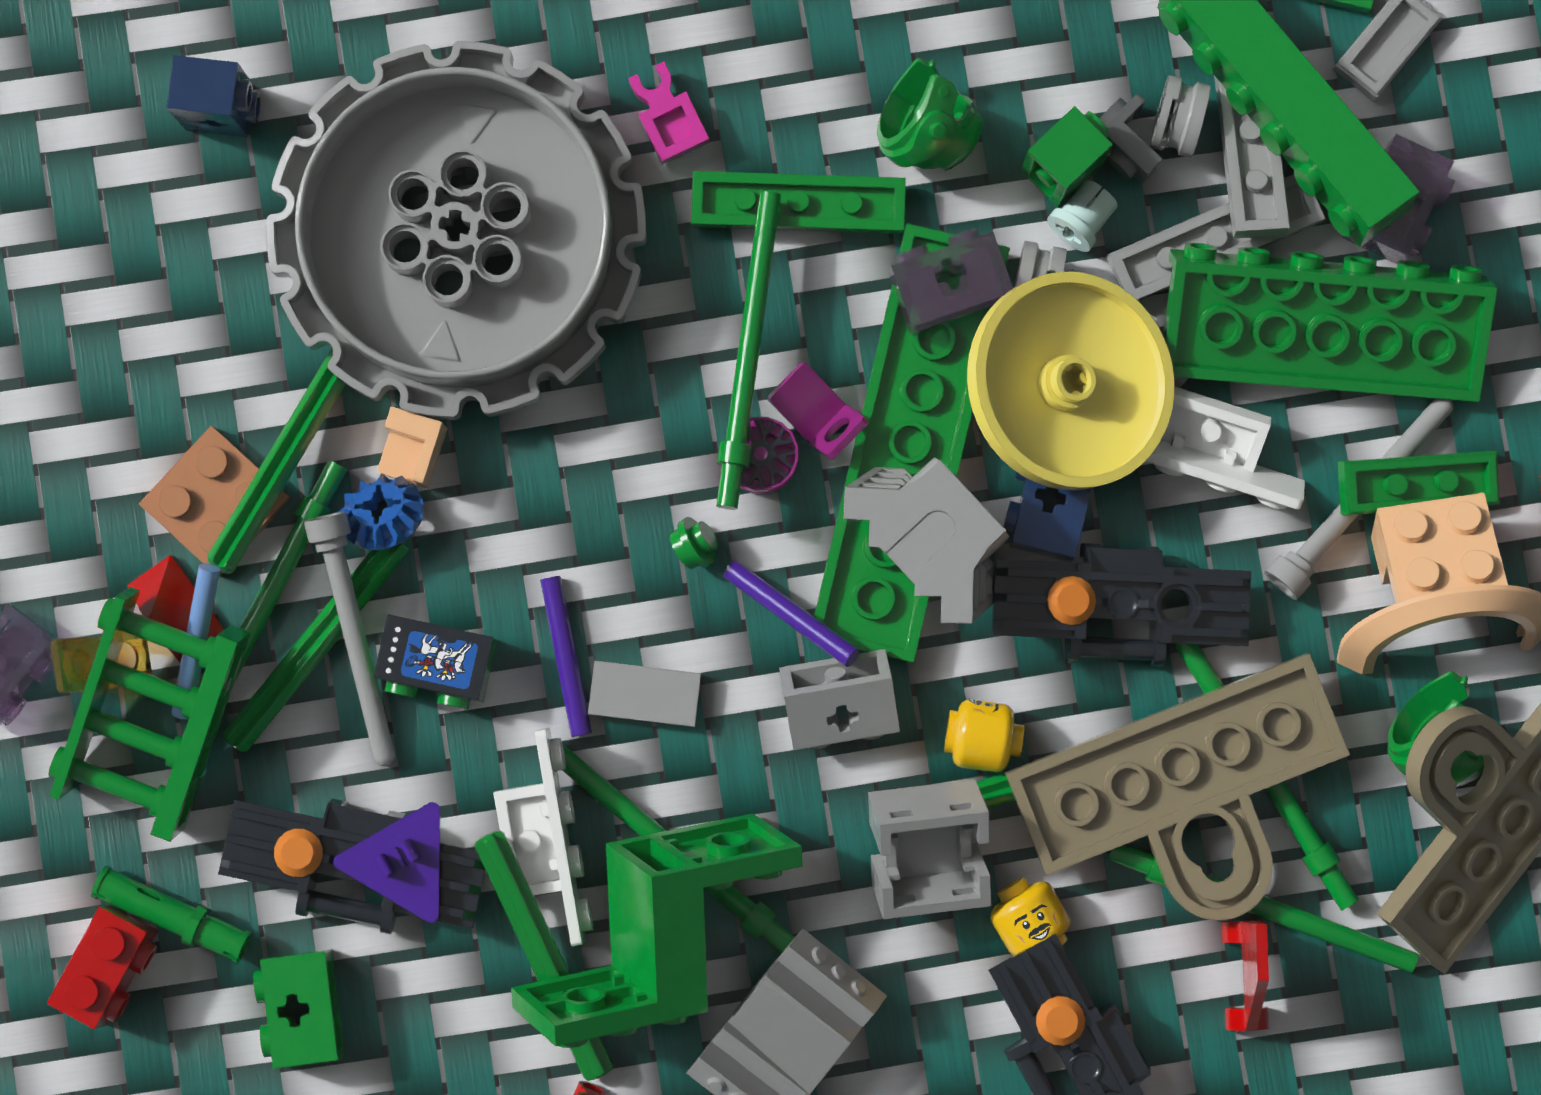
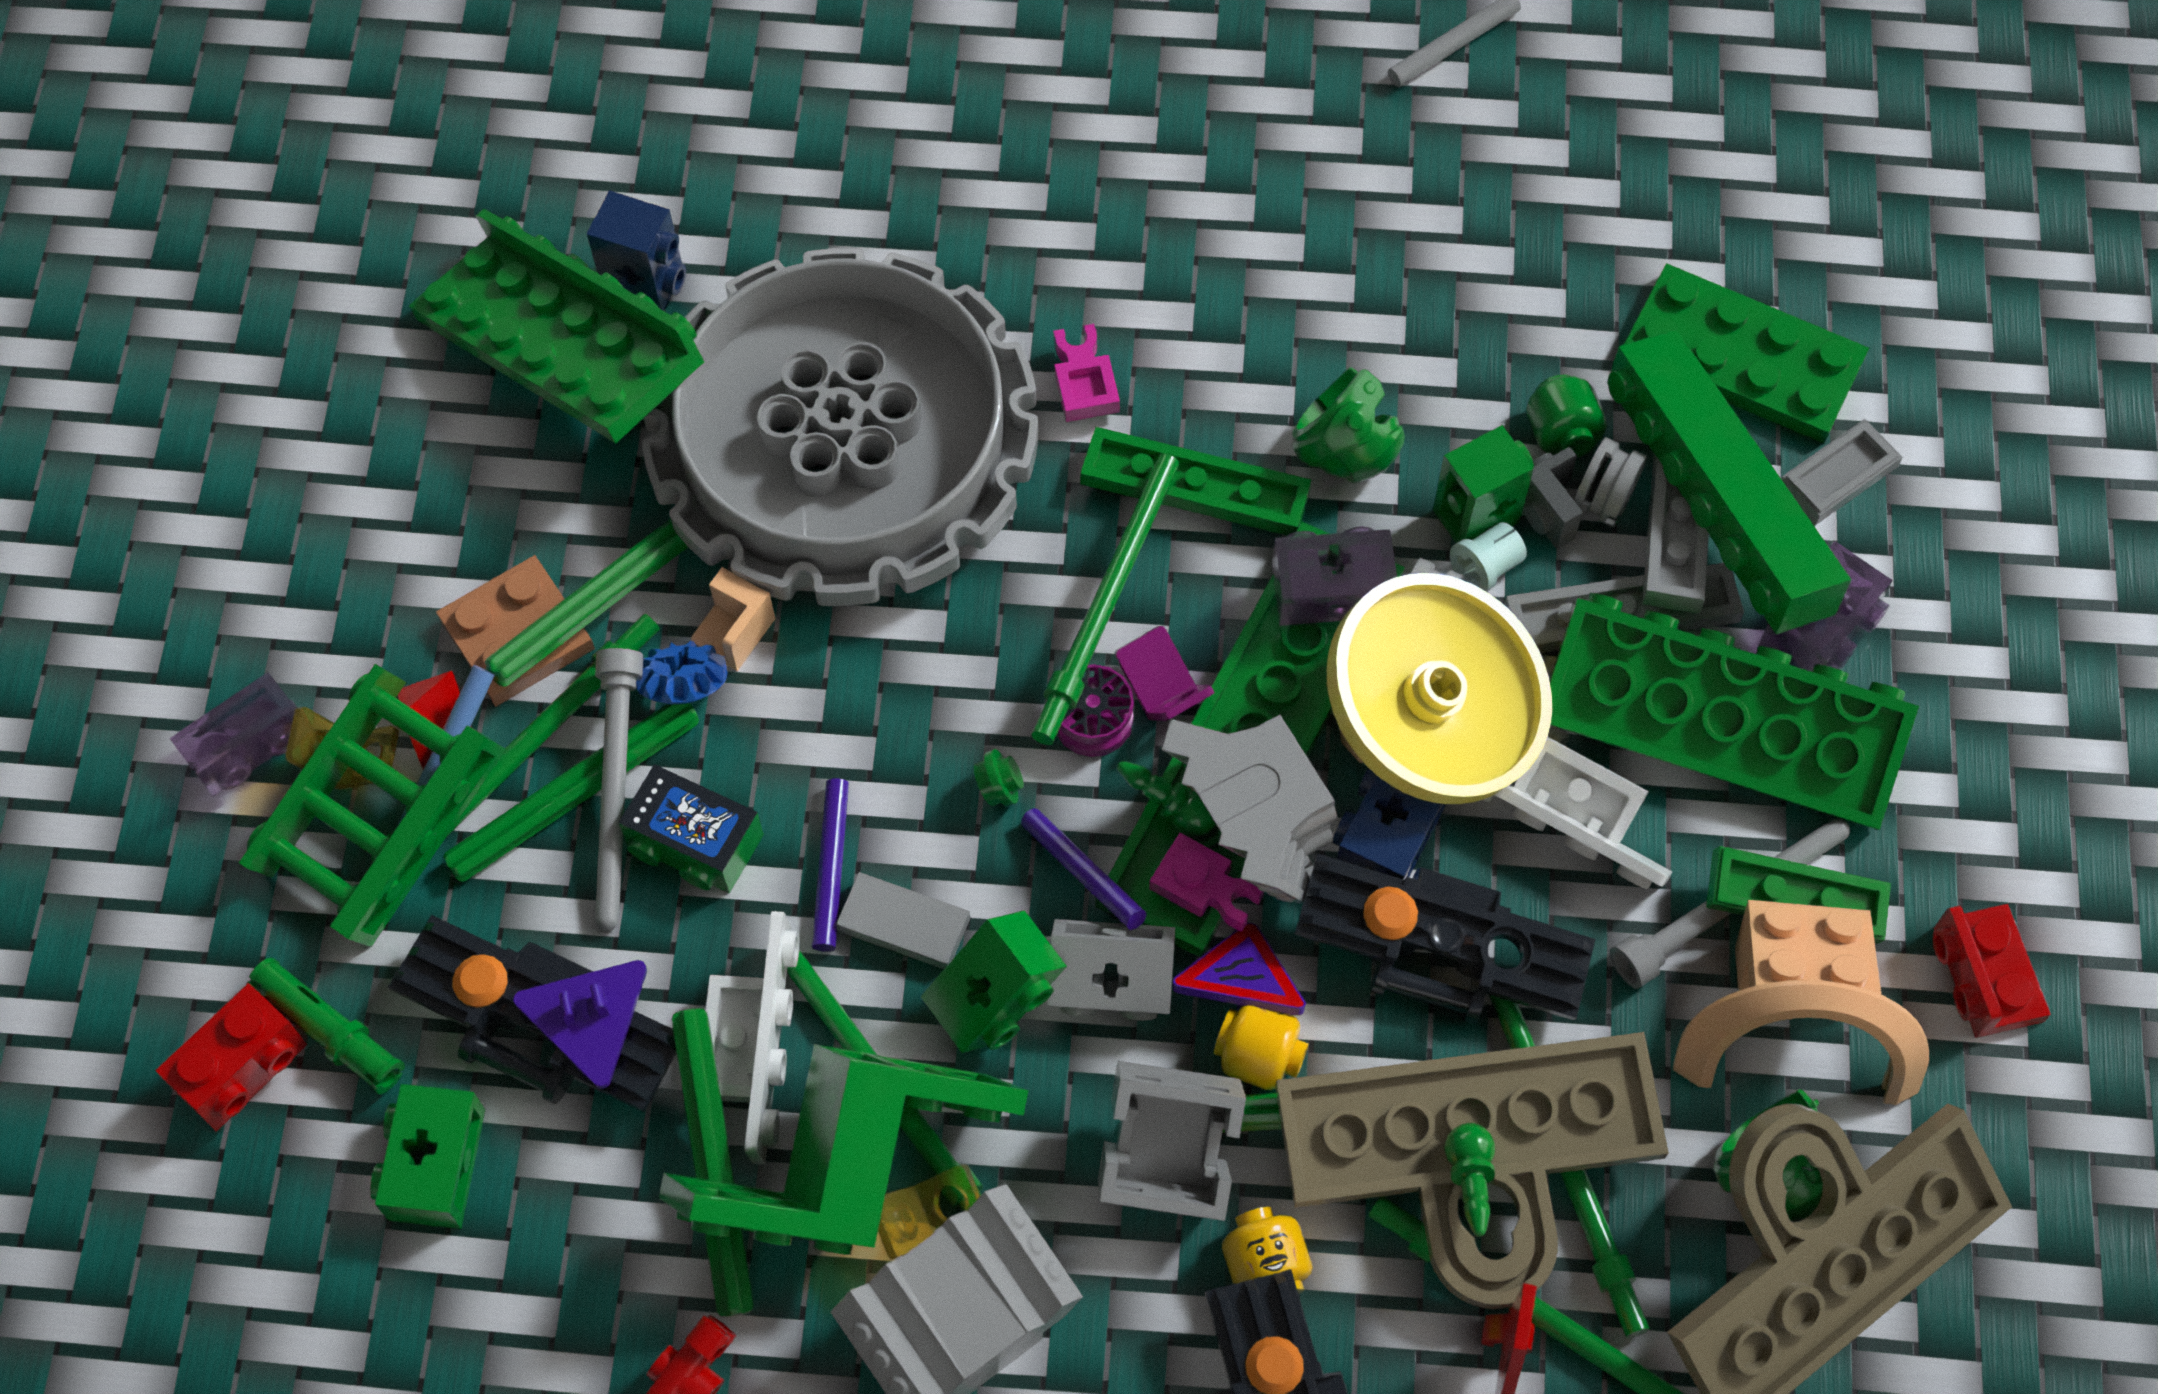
camera: 10 degrees right, 20 degrees down
(165, 202) = (560, 328): none -> green bracket
(732, 961) = (915, 1212): none -> clear yellow bracket
(743, 743) = (994, 982): none -> green brick
(853, 532) = (1184, 806): none -> green bar
(891, 603) = (1200, 878): none -> dark pink plate
(953, 678) = (1242, 973): none -> piece
(1126, 53) = (1566, 414): none -> green head
(1184, 799) = (1470, 1153): none -> green bar

